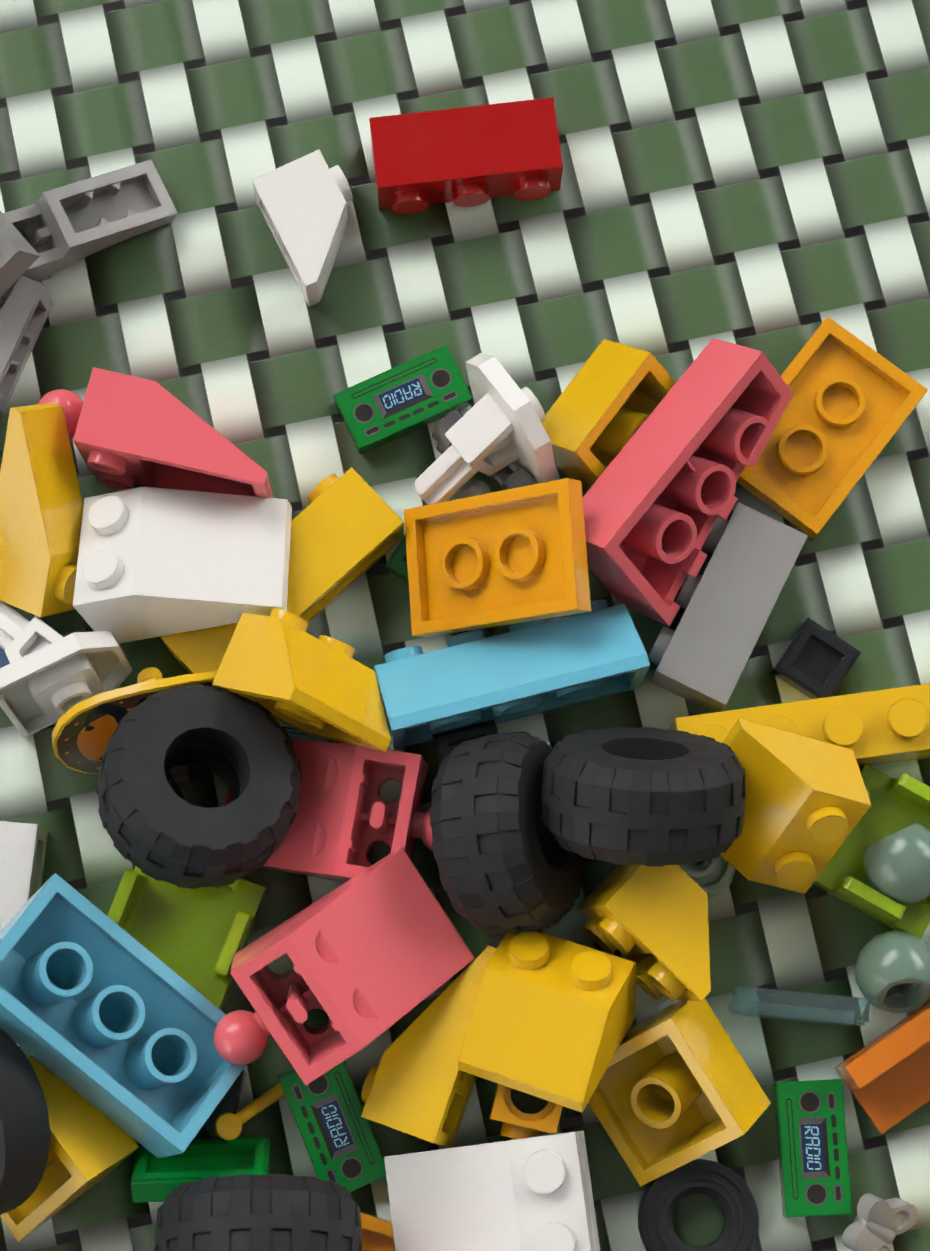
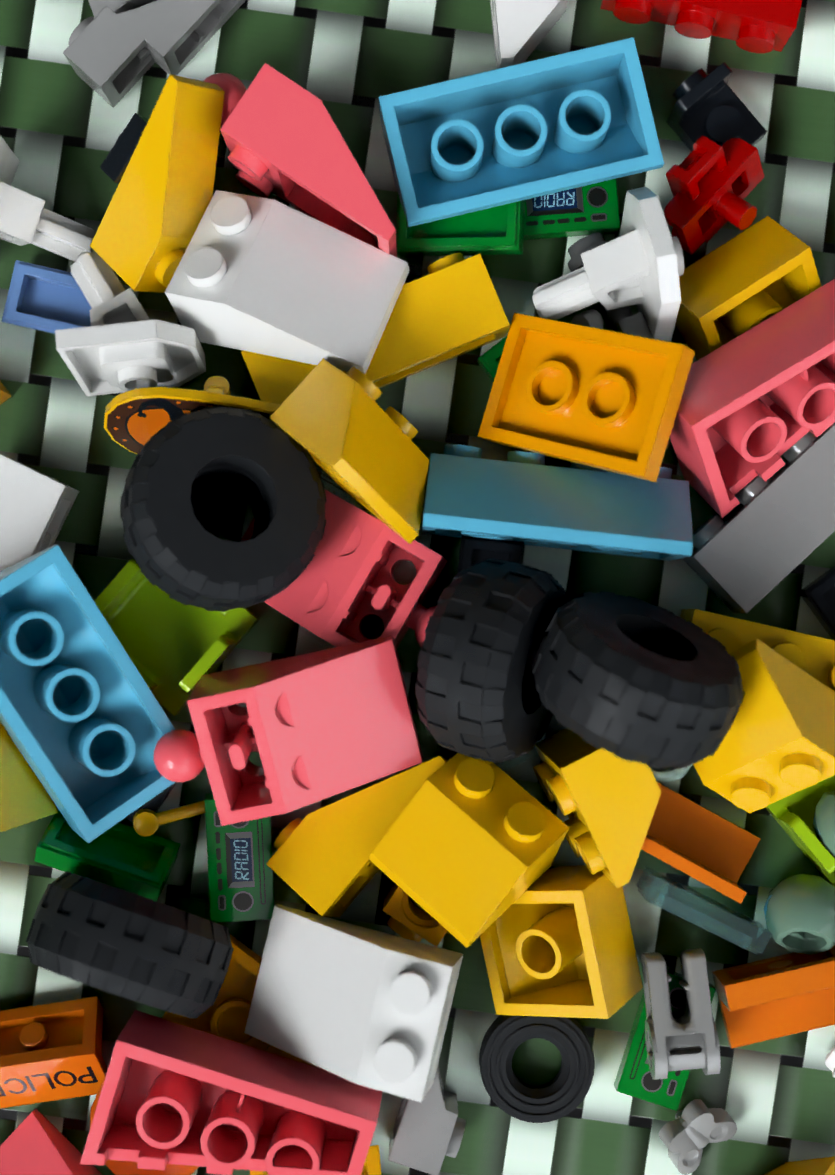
camera: 25 degrees right, 10 degrees up
(322, 445) = (484, 232): none -> green tile
(346, 347) = (520, 132): none -> medium azure slope
(521, 272) = (712, 110): none -> black bracket
(552, 338) = (712, 190): none -> red piece
(766, 942) = (699, 843): none -> orange panel
(835, 1116) = (686, 1040): none -> light grey piece

